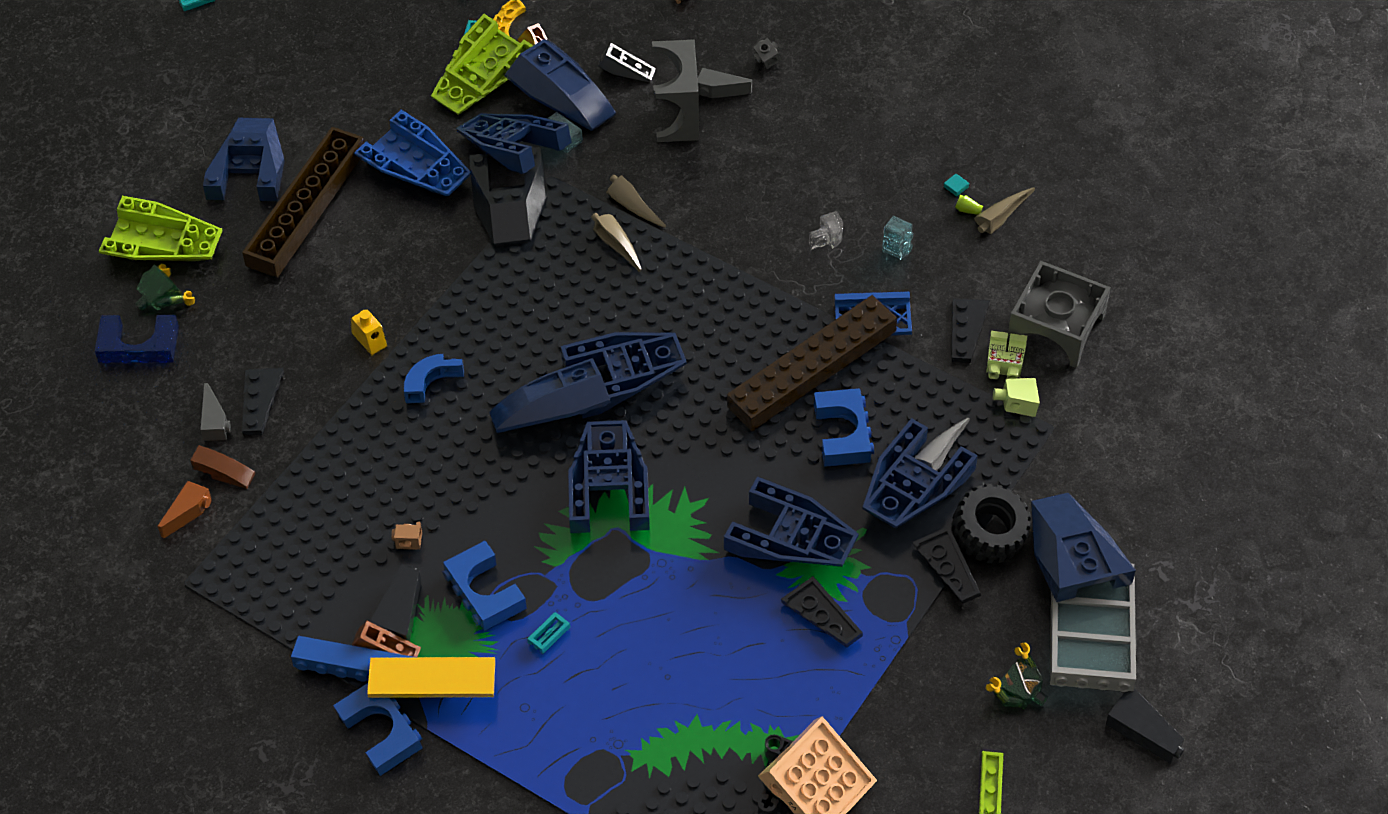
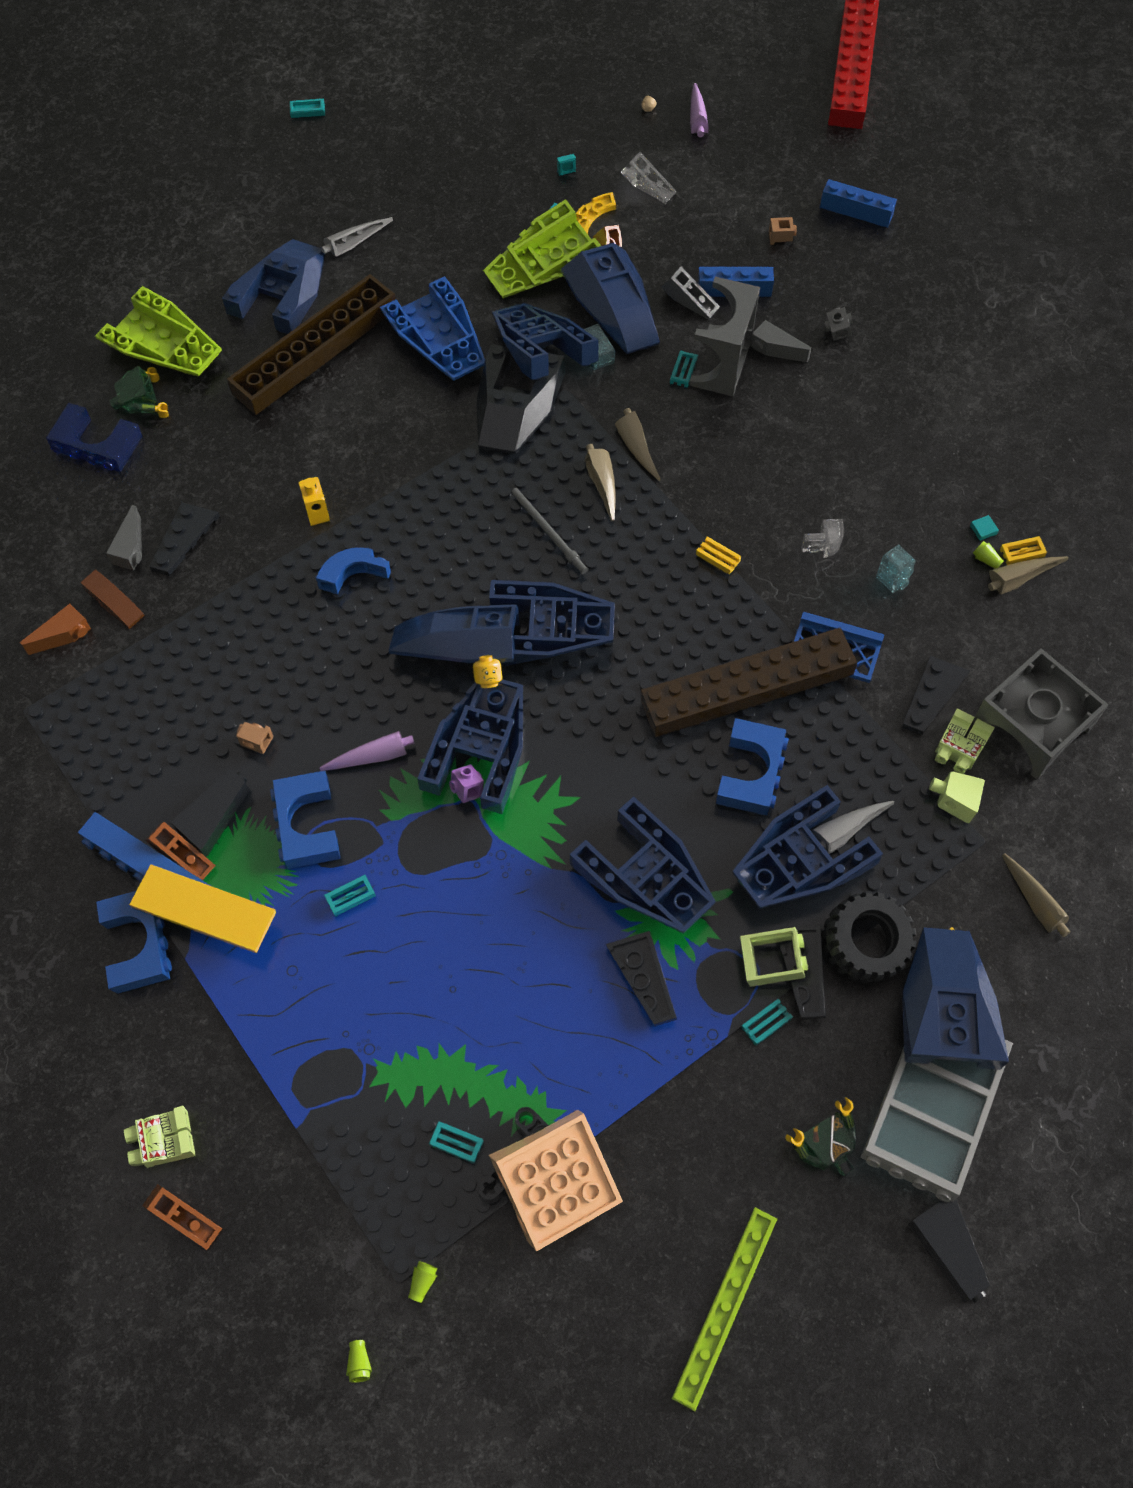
camera: 20 degrees right, 10 degrees up
(291, 103) = (349, 238): none -> light grey piece
(519, 514) = (378, 750): none -> lavender piece
(593, 416) = (487, 671): none -> yellow head
(611, 513) = (466, 783): none -> medium lavender brick
(618, 309) = (571, 555): none -> dark grey bar
(641, 45) = (757, 276): none -> blue brick
(647, 139) = (680, 380): none -> teal tile
(723, 788) = (475, 1150): none -> teal tile
(743, 269) = (721, 553): none -> yellow tile
(914, 547) = (748, 943): none -> yellowish green window
(942, 604) = (781, 1010): none -> teal tile
(997, 195) = (1024, 553): none -> yellow tile
(1116, 457) = (1040, 901): none -> dark tan piece

